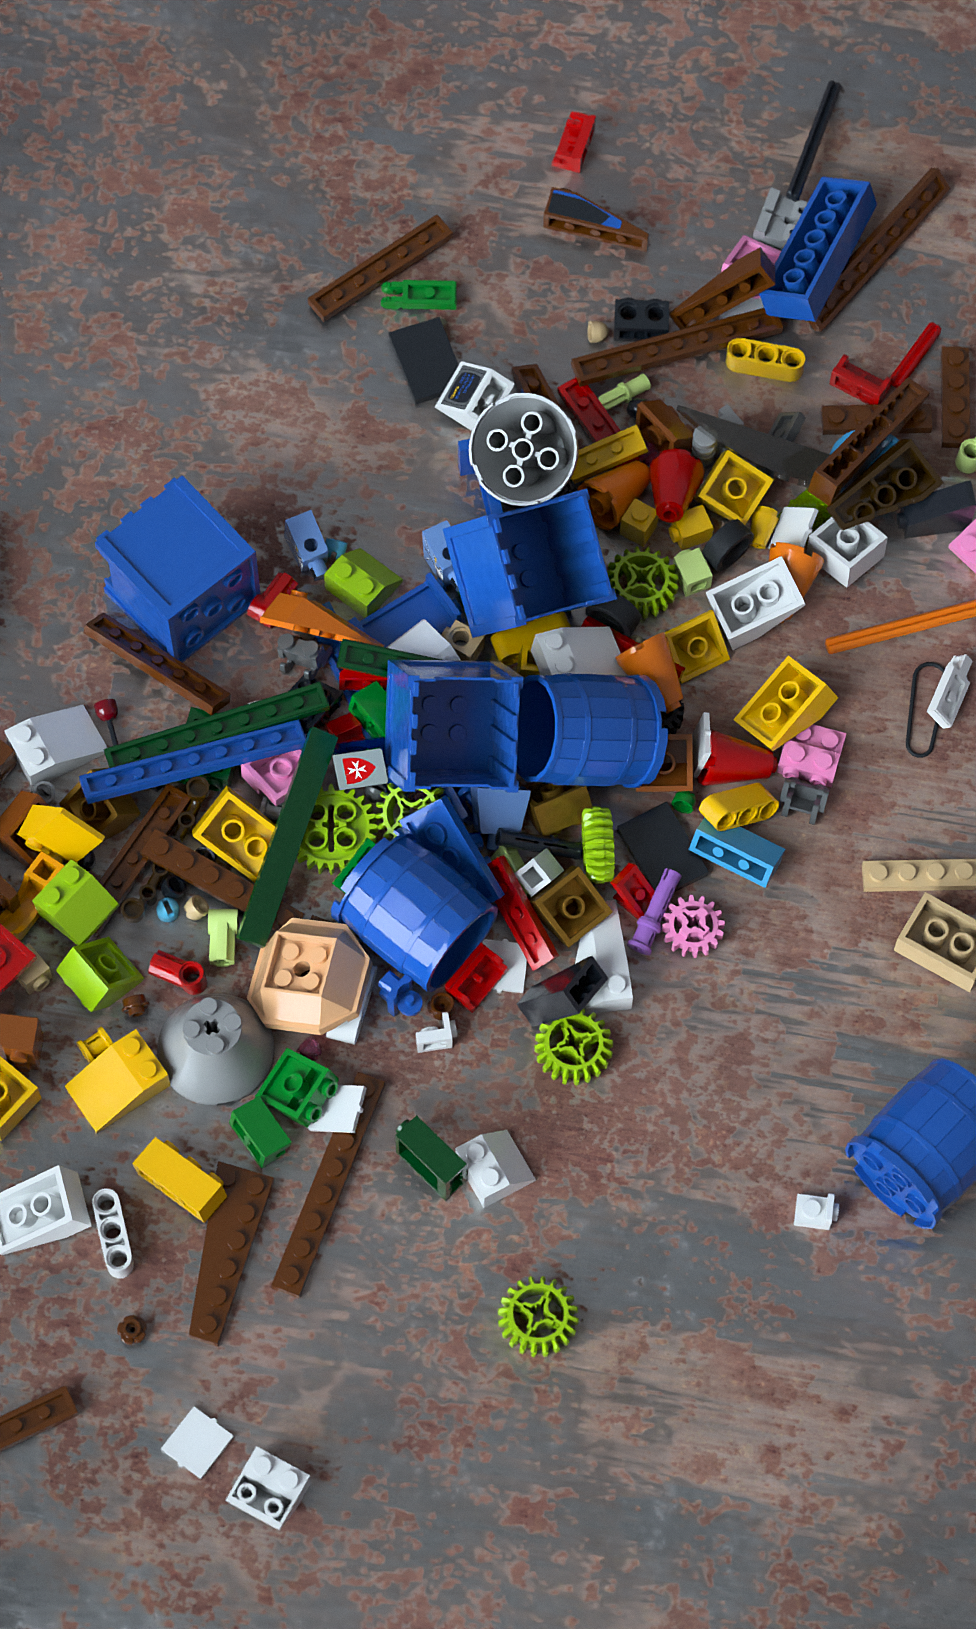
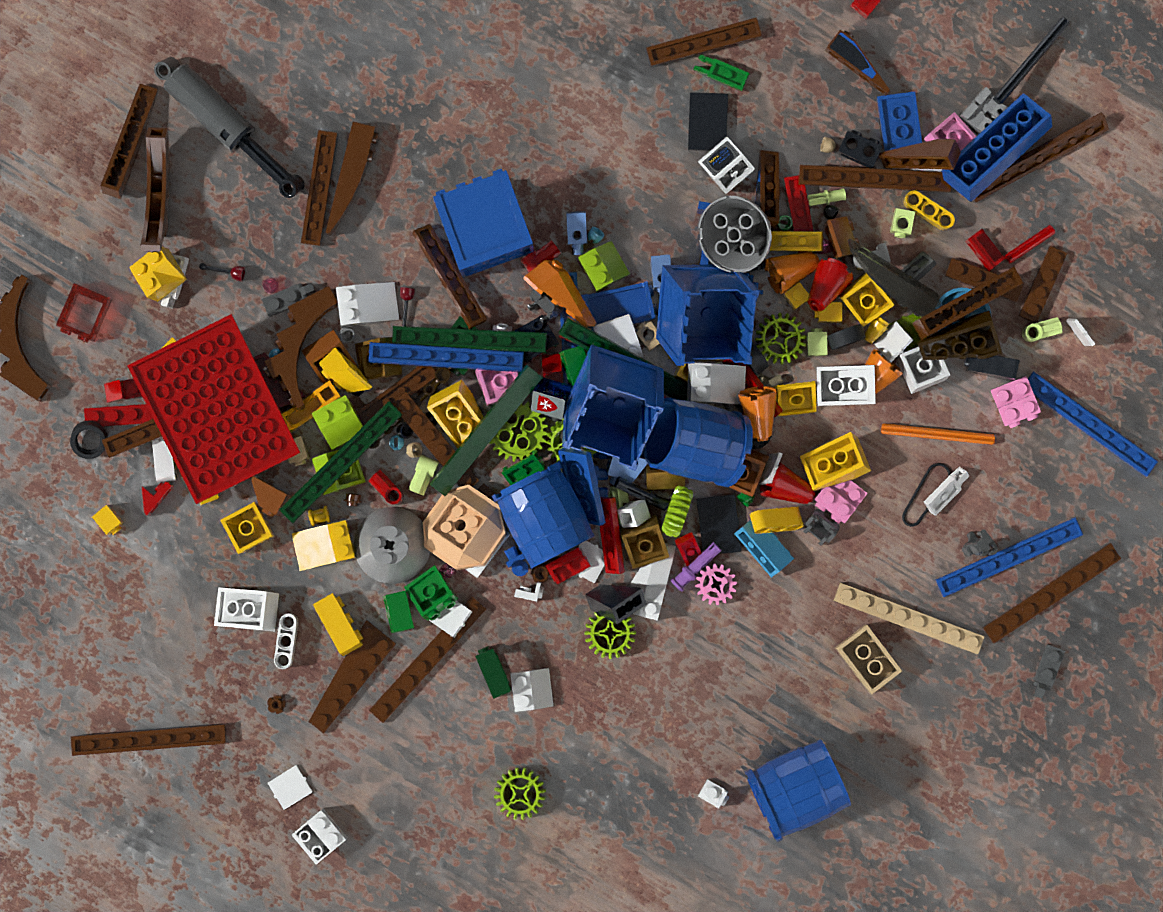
camera: 25 degrees right, 20 degrees up
(98, 950) = (340, 462): none -> dark green tile
(584, 435) = (785, 226): none -> green hinge
(674, 267) = (899, 120): none -> blue plate
(739, 376) = (906, 215): none -> yellowish green brick

